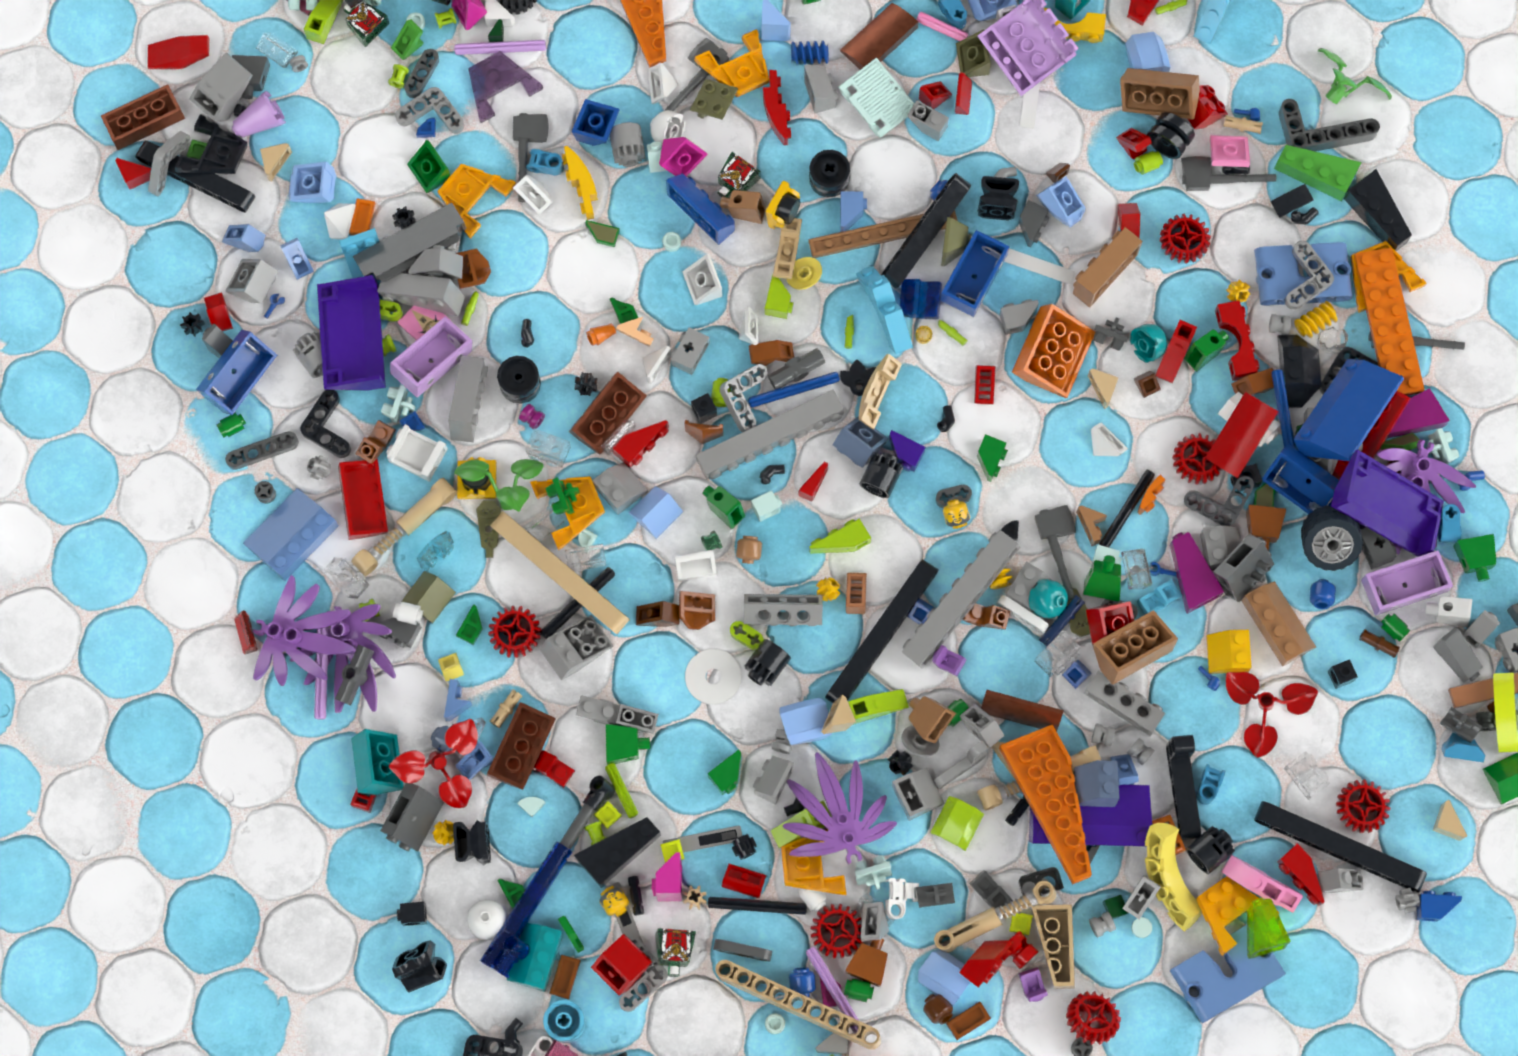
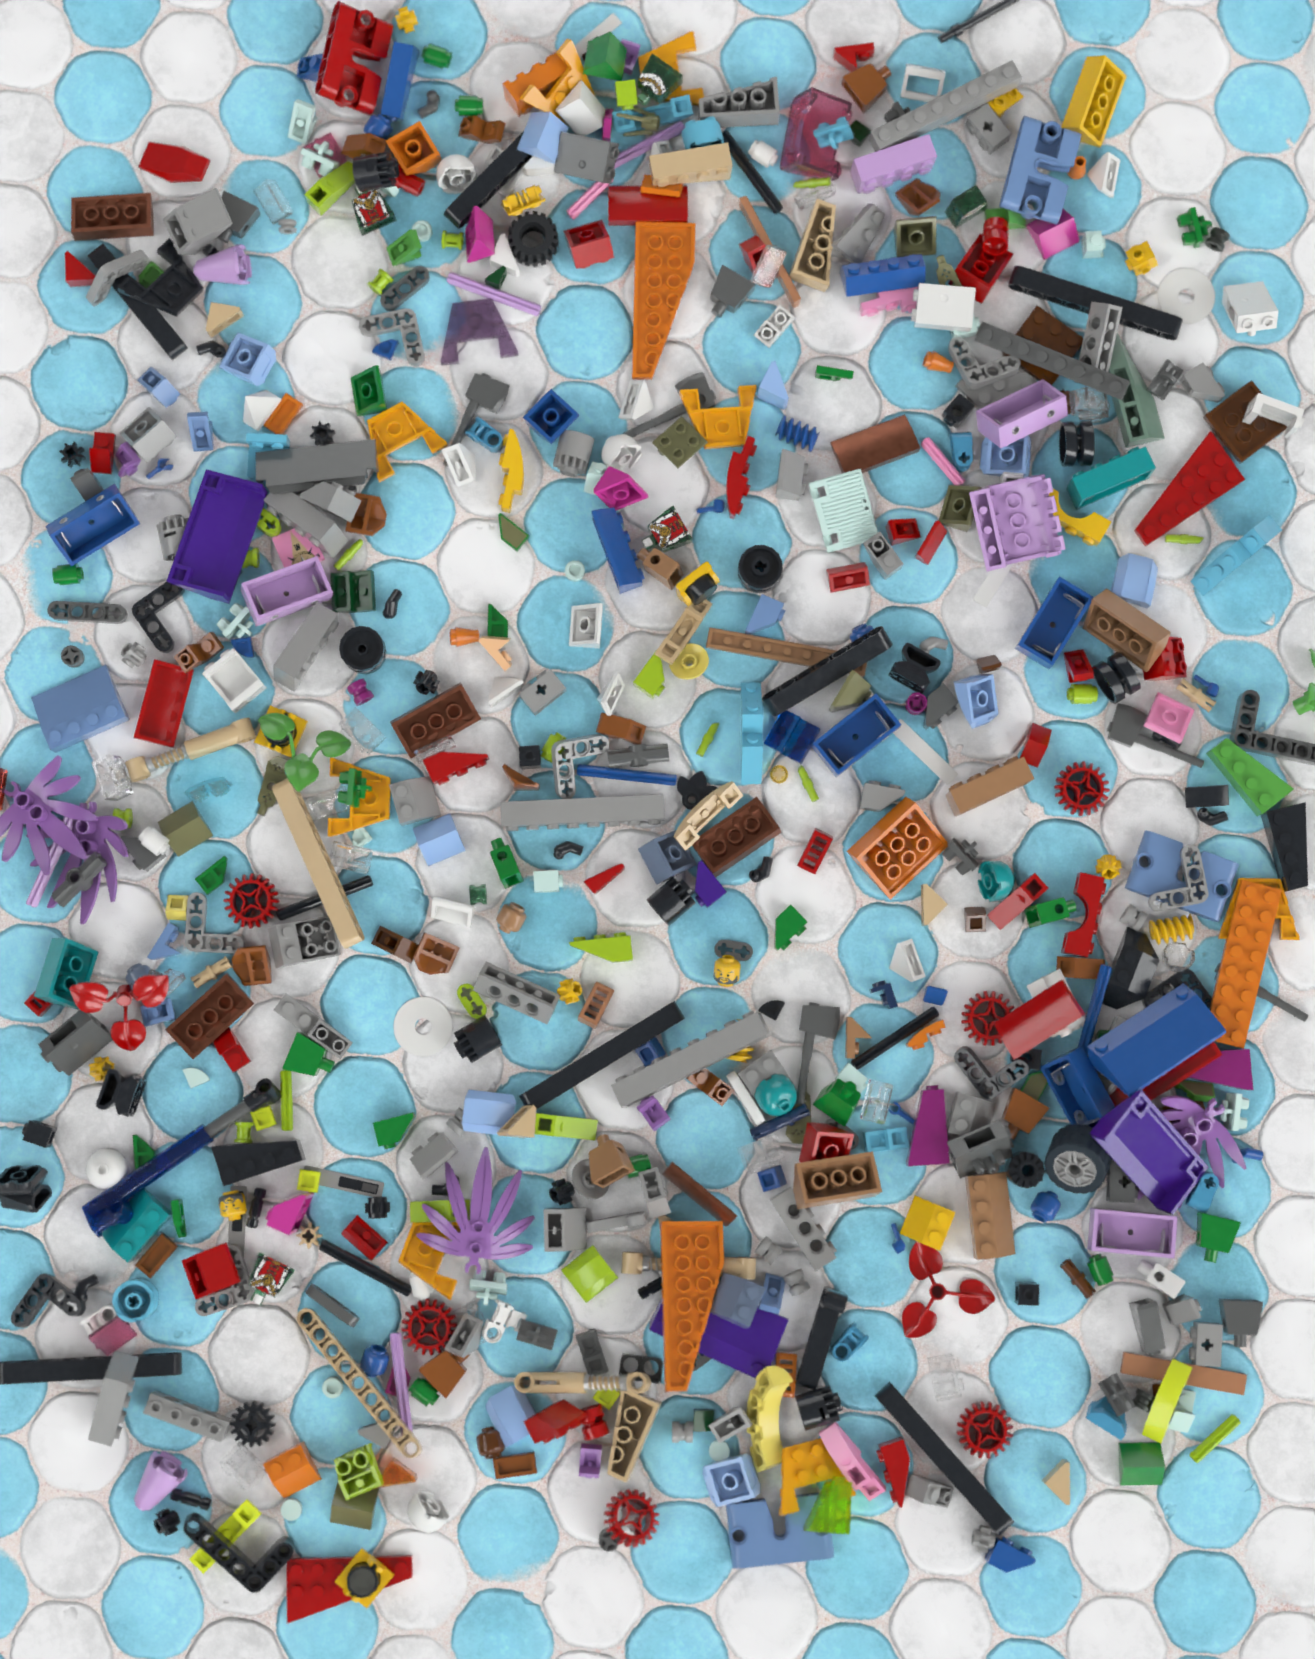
camera: 20 degrees right, 10 degrees up
(243, 308) = (128, 458): none -> medium lavender bracket
(276, 188) = (212, 347): none -> black arm
(487, 681) = (204, 938): none -> light grey beam
(488, 337) = (353, 591): none -> dark green slope
(539, 686) = (252, 965): none -> dark orange slope
(769, 140) = (718, 507): none -> blue hand
(906, 151) = (848, 577): none -> red slope
(912, 400) = (736, 837): none -> copper slope
(1012, 223) = (917, 700): none -> magenta wheel
(1097, 98) = (1064, 607): none -> blue piece
(1103, 472) = (887, 998): none -> dark blue bracket
(1143, 459) = (935, 995): none -> blue slope
(1164, 947) = (731, 1480): none -> light blue slope
(1282, 573) = (1014, 1169): none -> black gear

